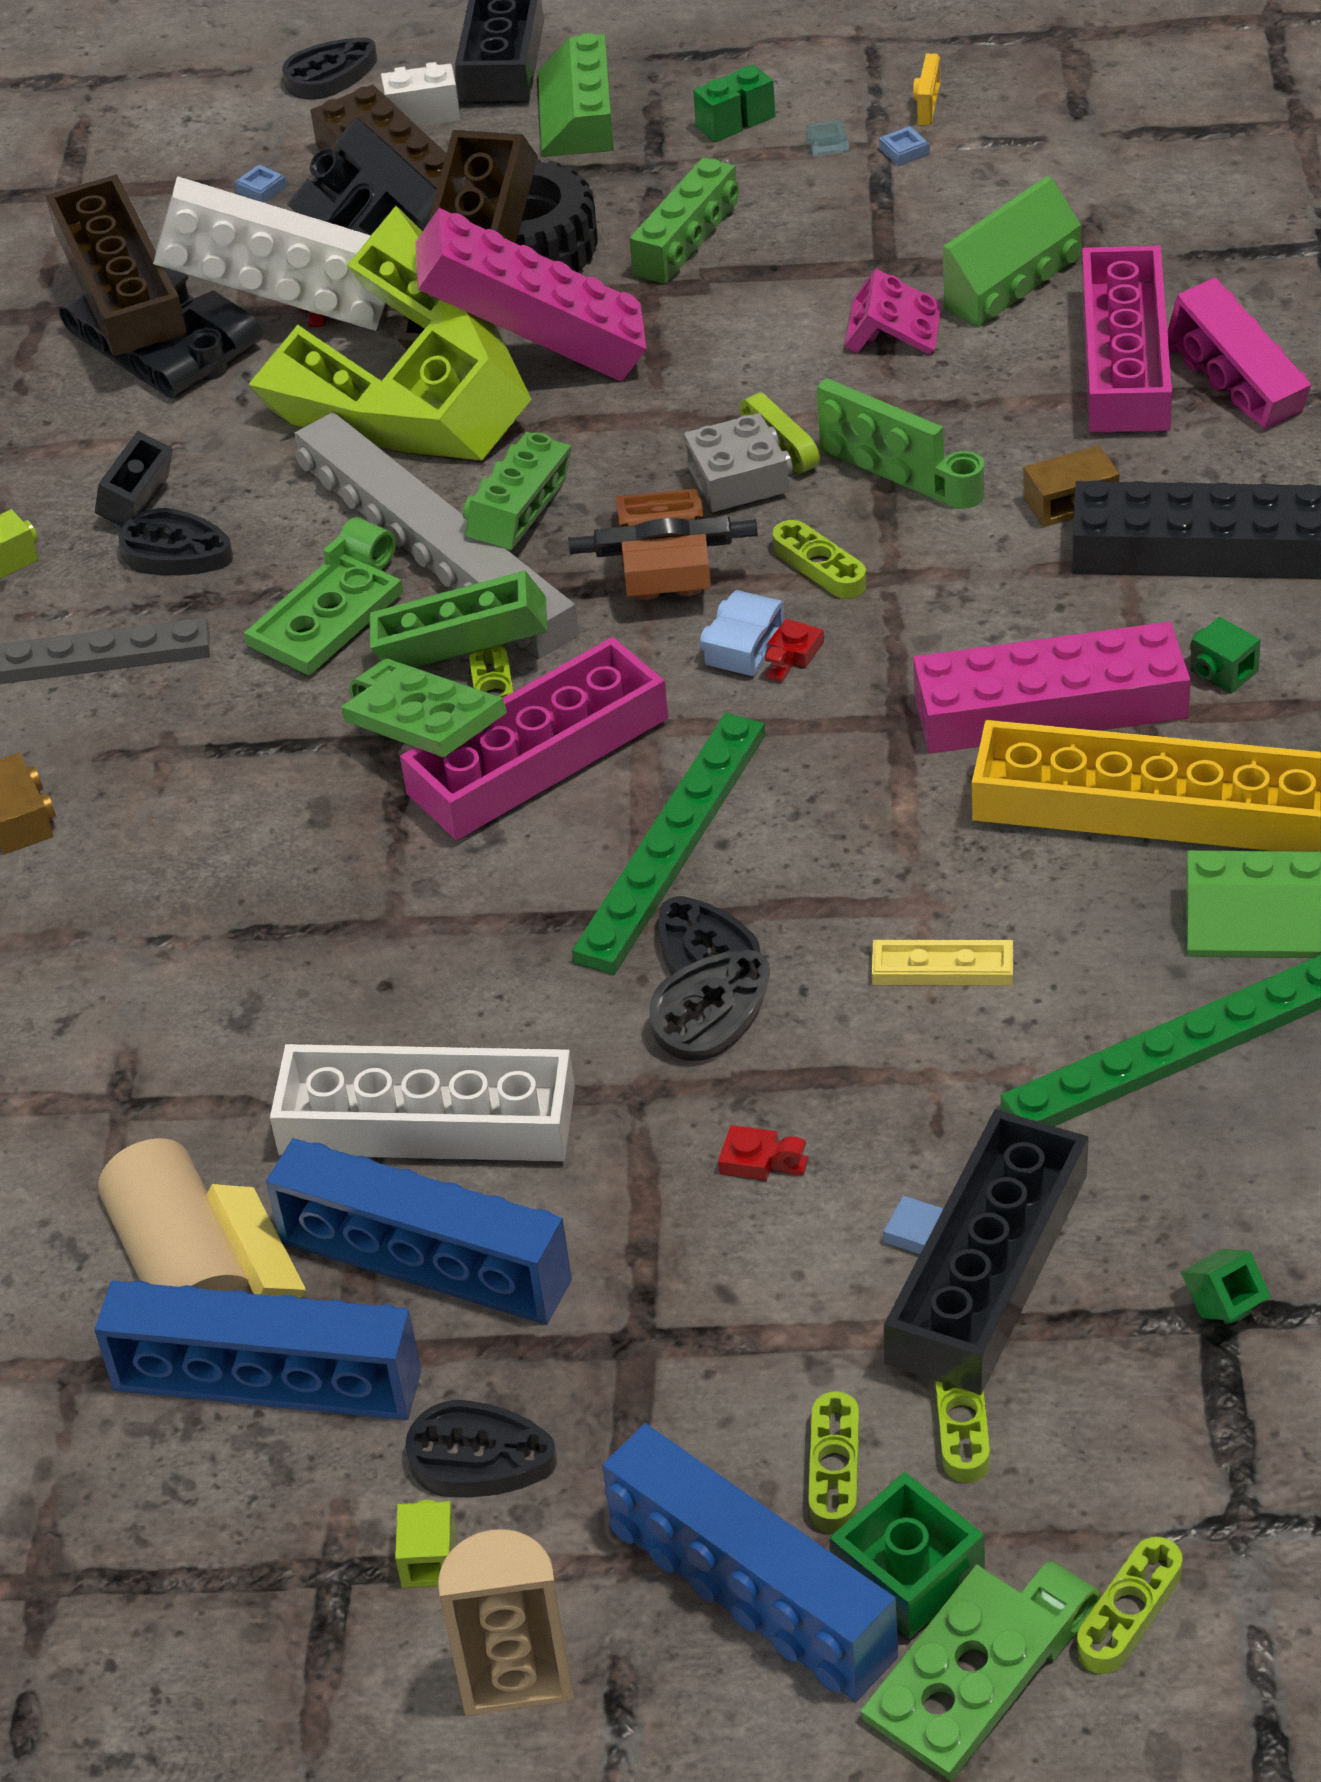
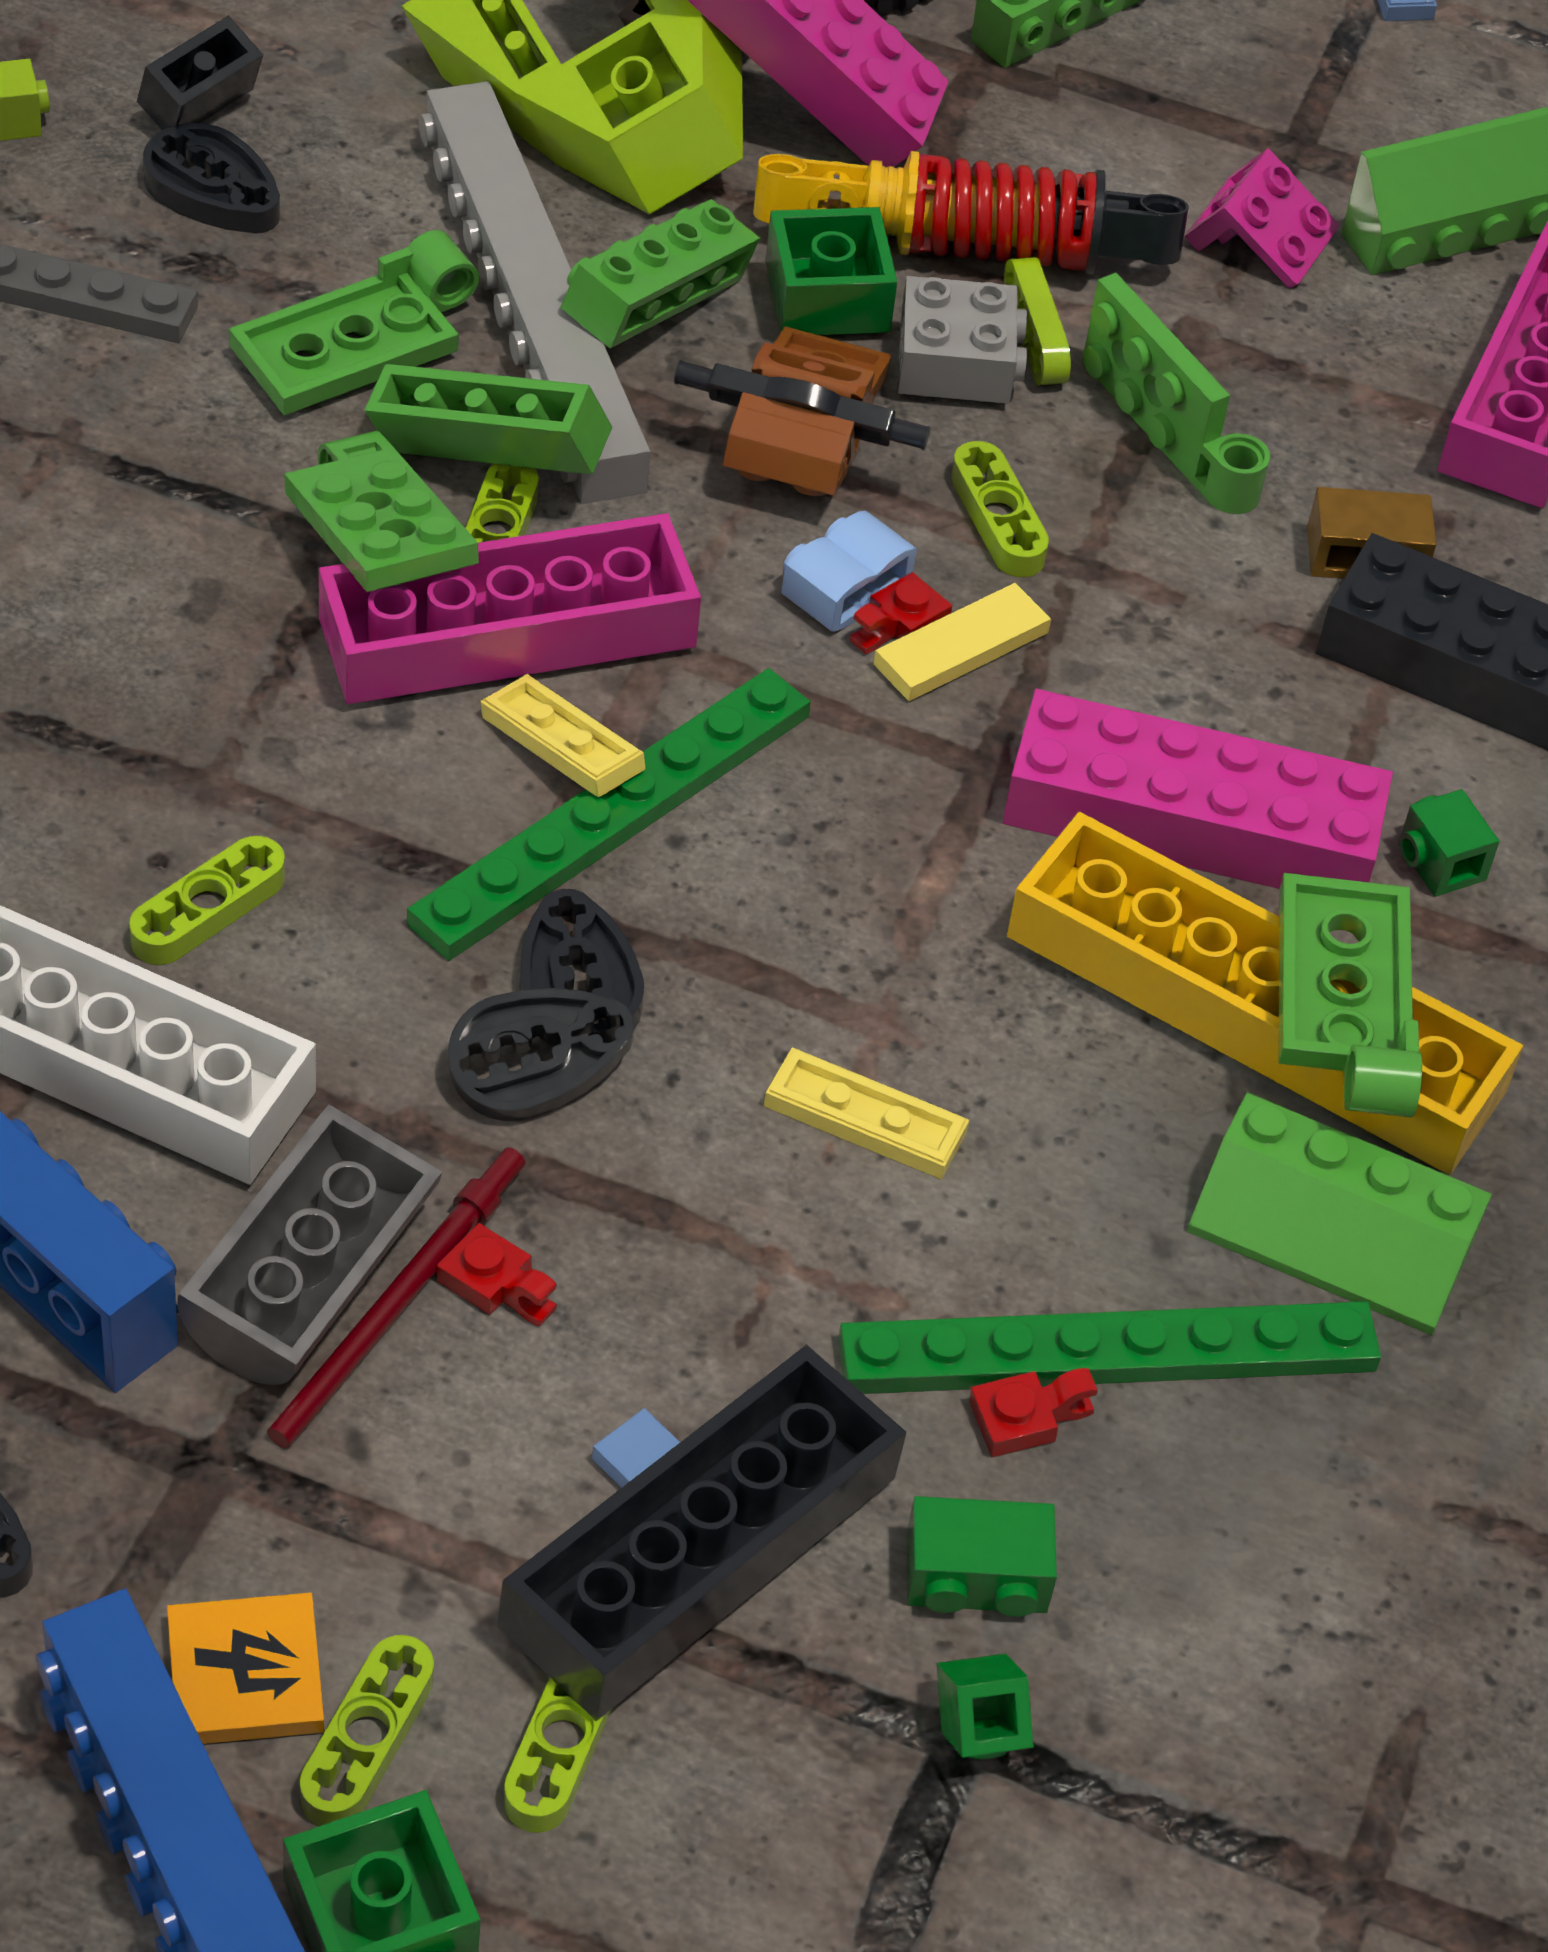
camera: 10 degrees right, 5 degrees up
(434, 978) = (197, 923): none -> lime beam
(614, 804) = (563, 735): none -> light yellow tile
(628, 449) = (831, 270): none -> green brick
(629, 1183) = (303, 1248): none -> flat silver brick
(703, 376) = (984, 206): none -> piece
(719, 1117) = (472, 1206): none -> dark red bar
(742, 1447) = (247, 1667): none -> light orange tile
(841, 650) = (961, 641): none -> light yellow tile
(1147, 1105) = (1023, 1414): none -> red plate
(1170, 1198) = (981, 1555): none -> green brick
(1244, 782) = (1359, 1033): none -> bright green hinge

